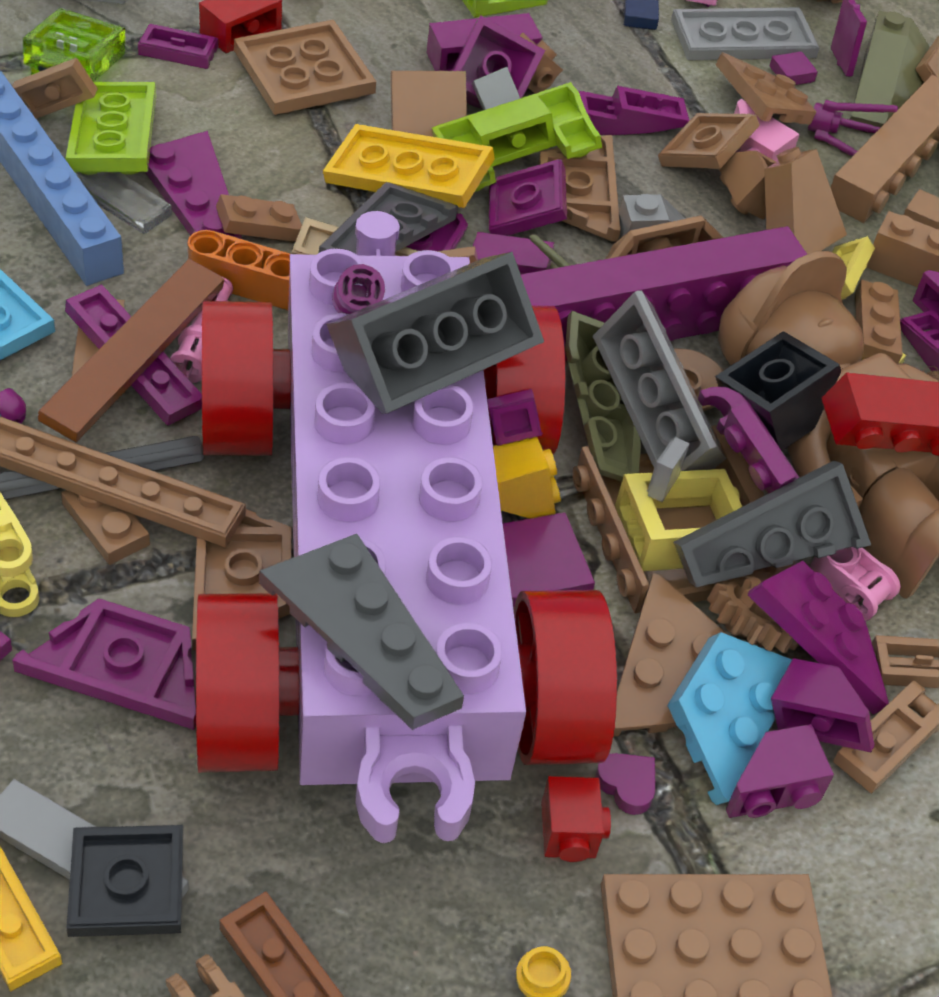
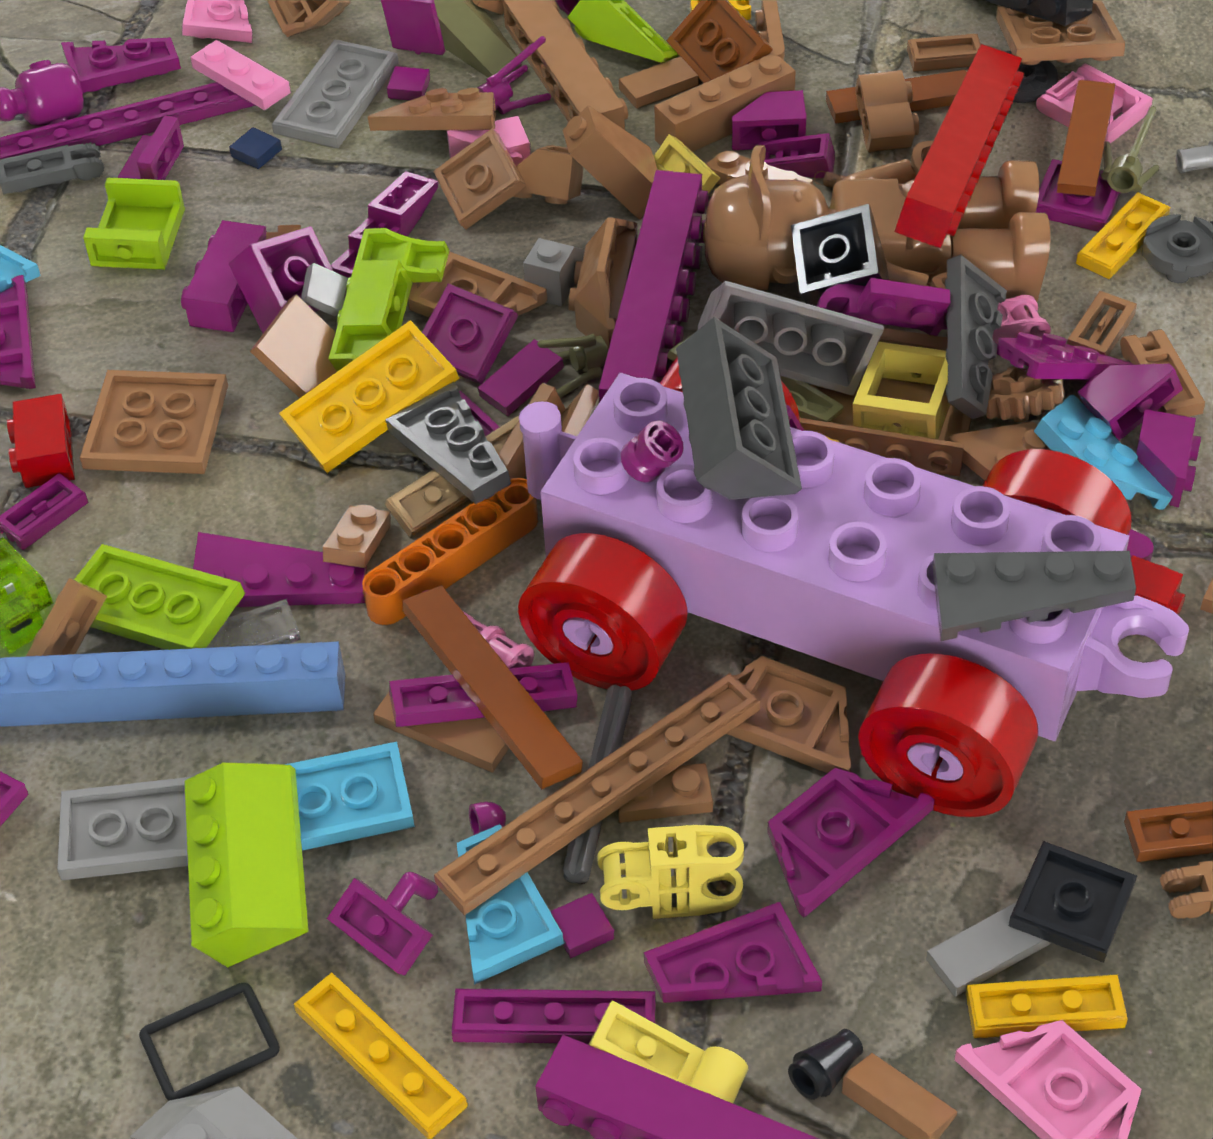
camera: 50 degrees left, 0 degrees up
(667, 469) = (879, 368): light grey tile -> none

